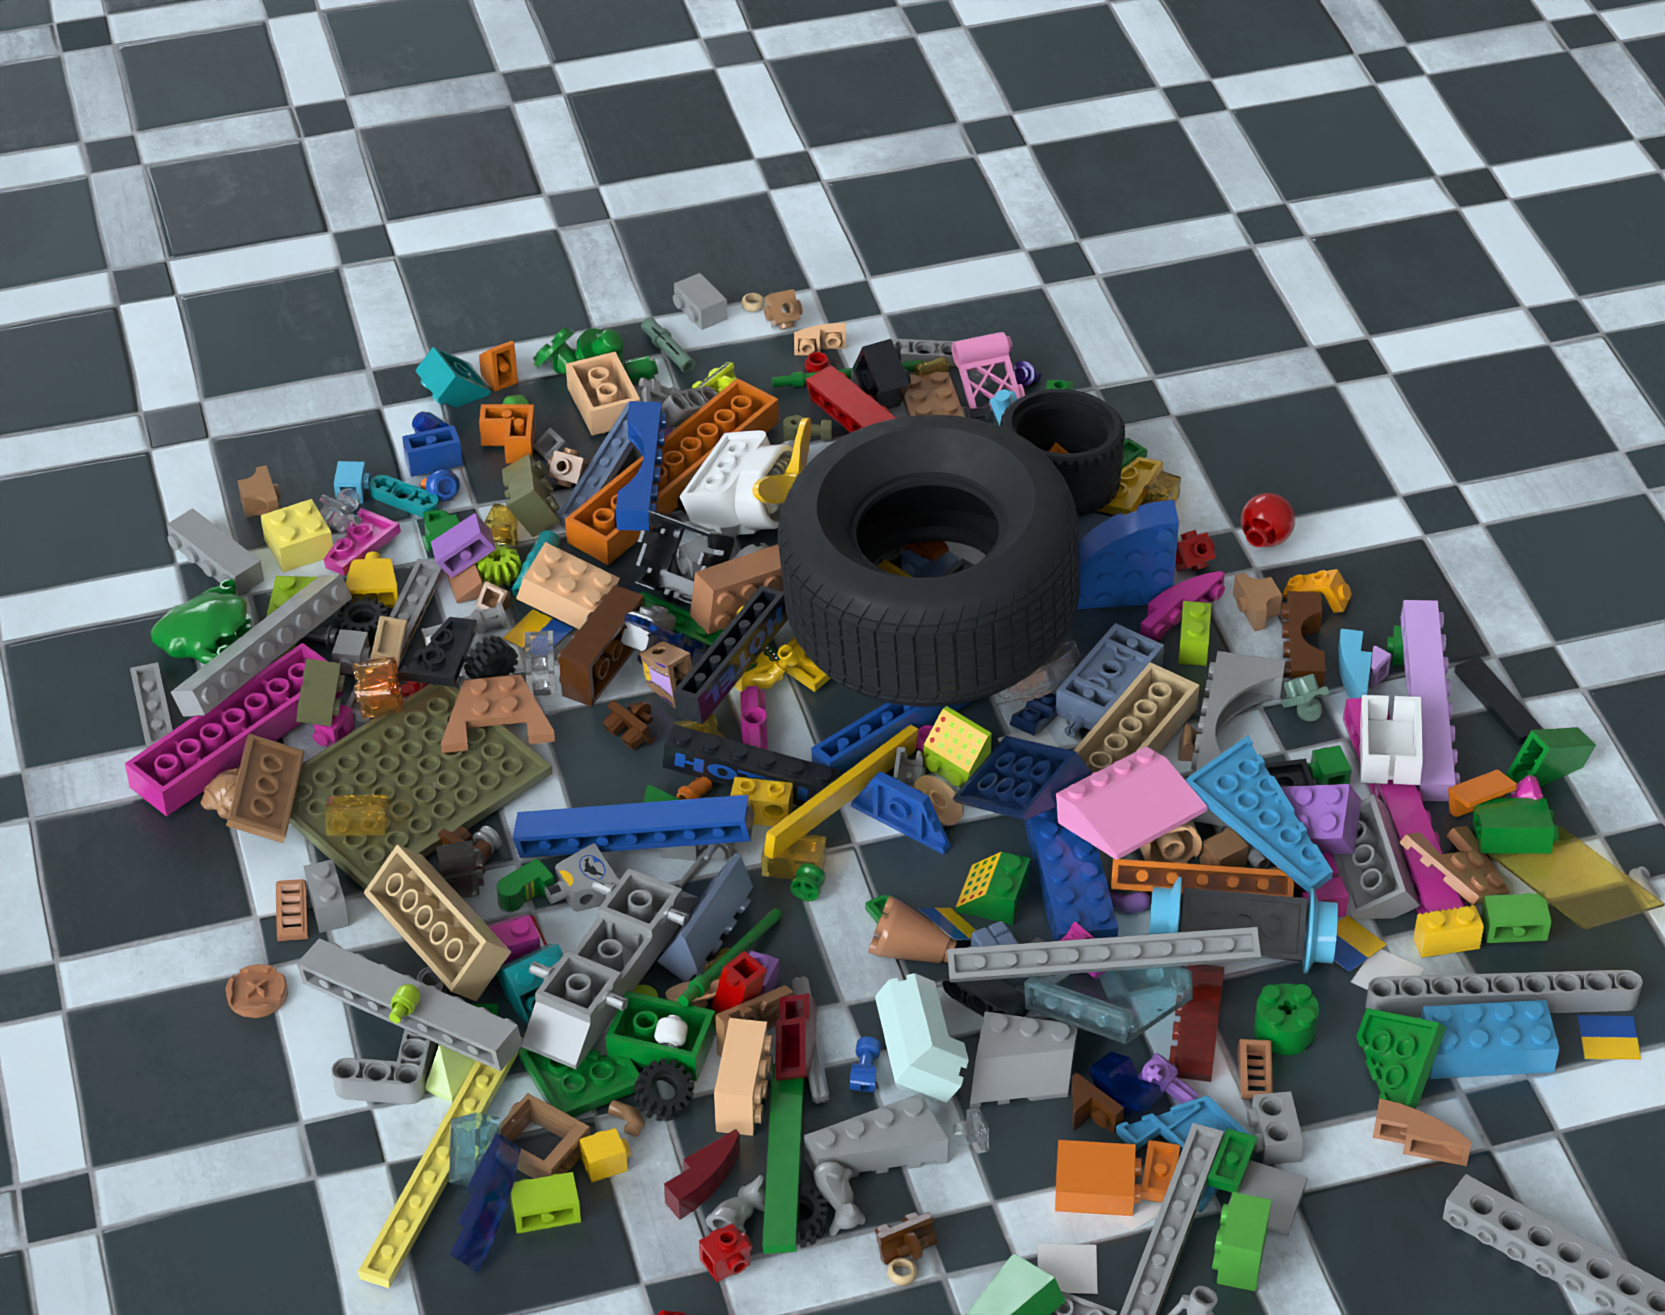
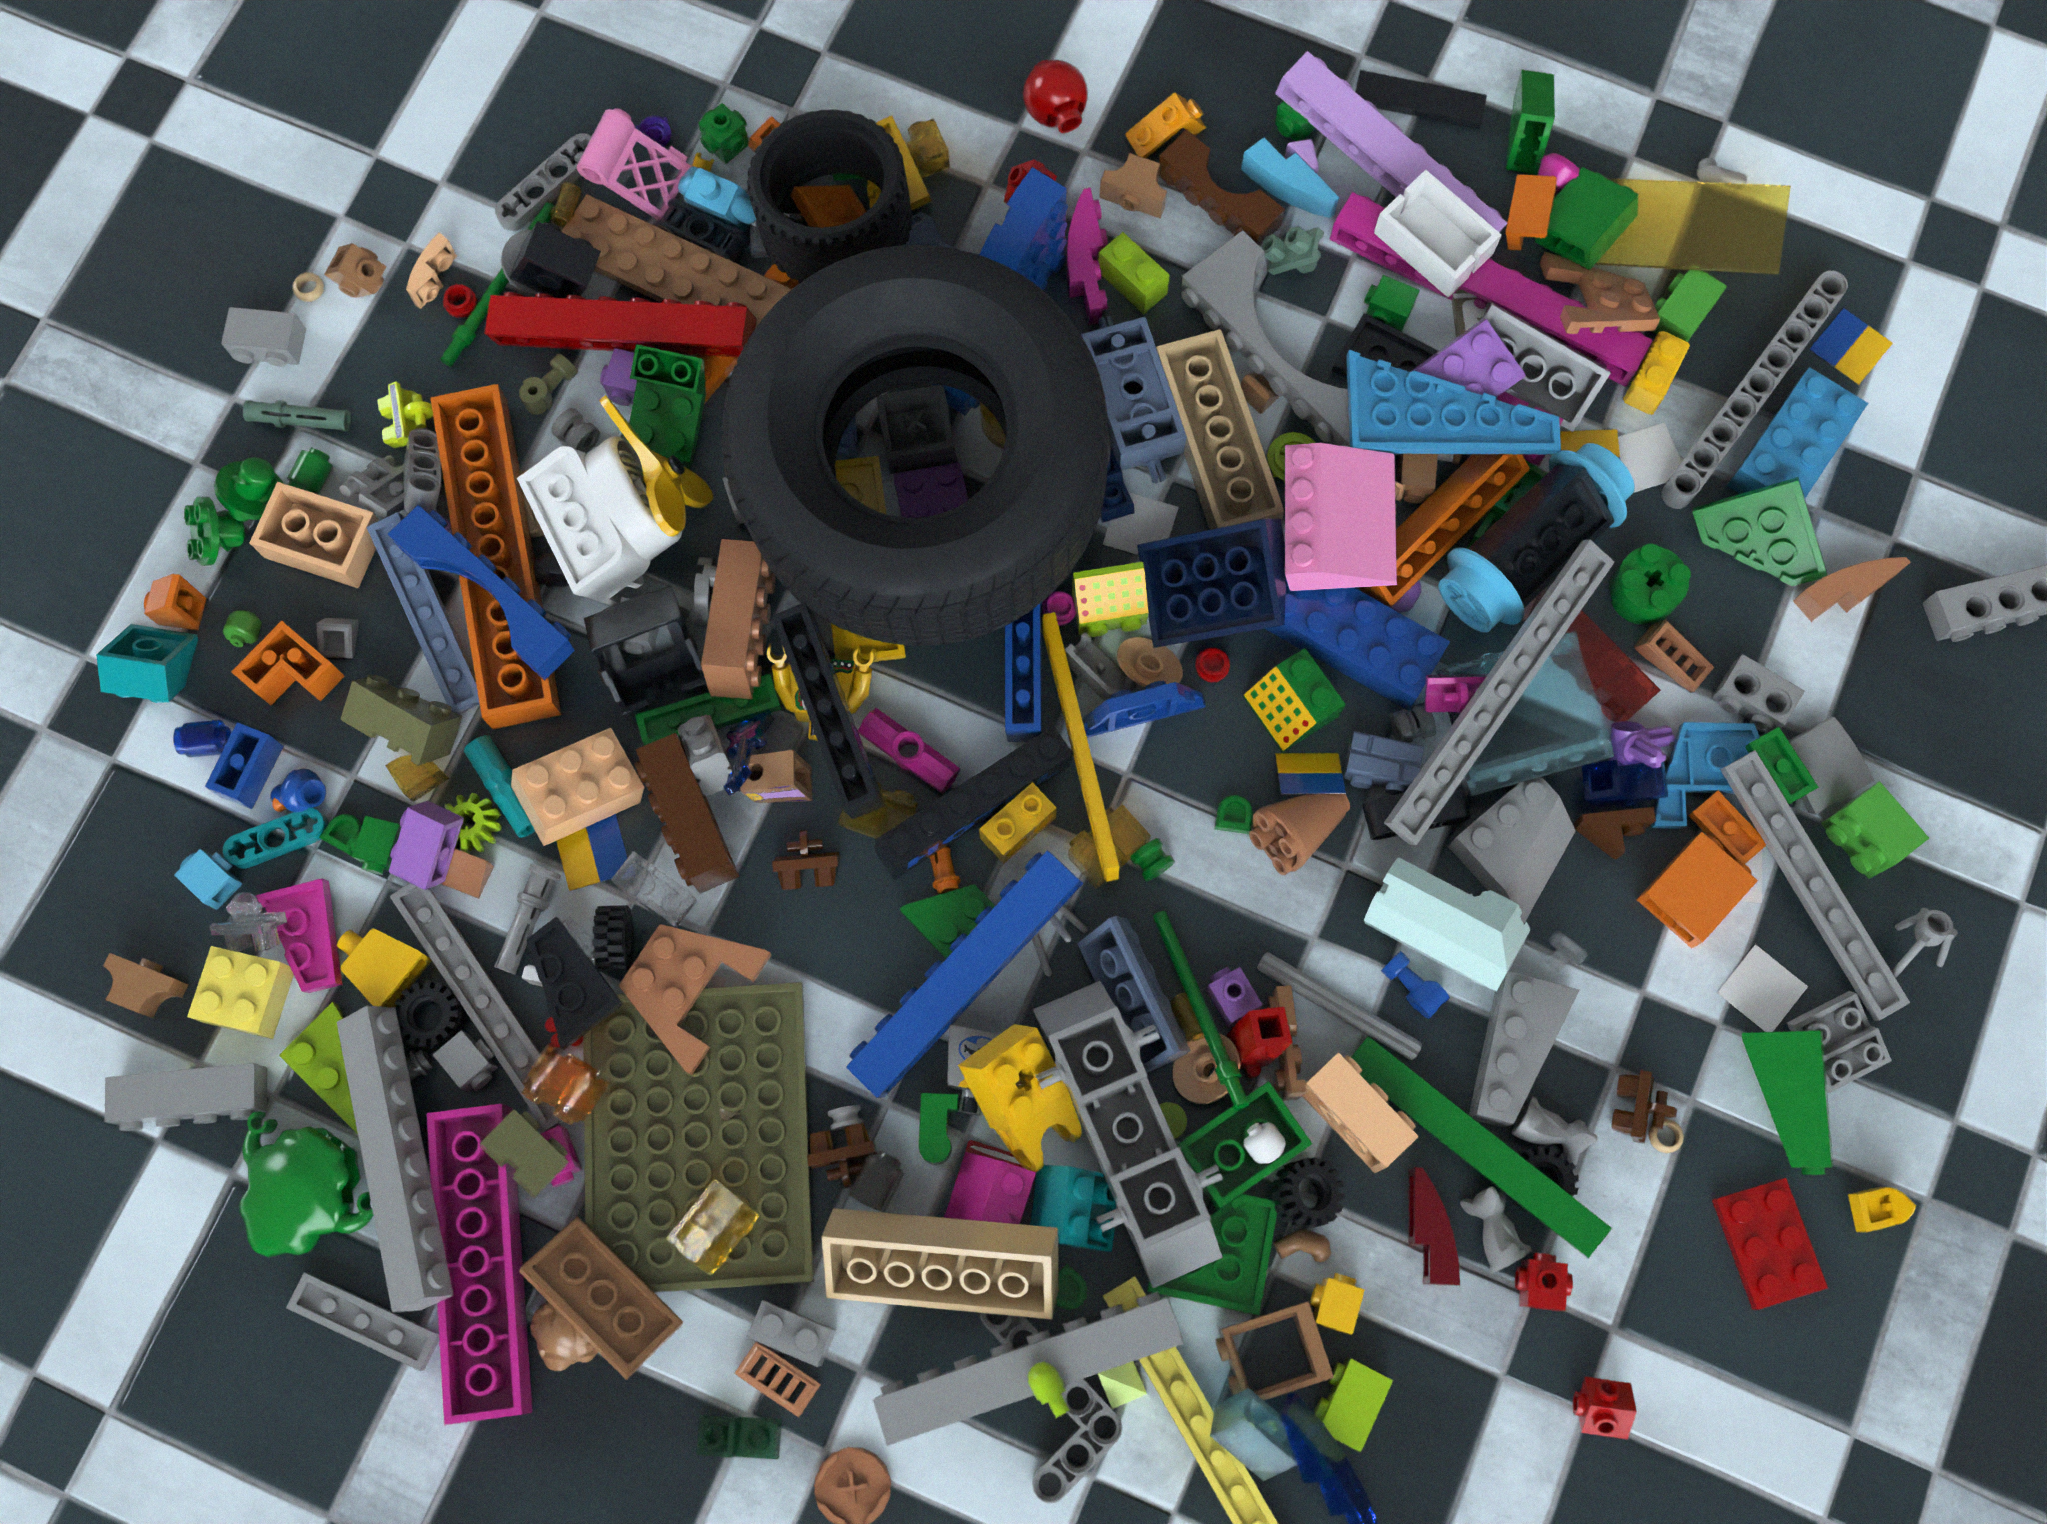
camera: 50 degrees left, 30 degrees up
(238, 917) = (739, 1437): none -> clear green slope
(389, 638) = (491, 1016): tan tile -> none
(491, 595) = (511, 863): medium nougat slope -> none
(567, 467) = (395, 651): medium nougat brick -> none
(572, 902) = (1011, 1097): none -> yellow brick
(795, 1036) = (1346, 1027): dark red slope -> none
(974, 835) = (1212, 664): none -> red plate

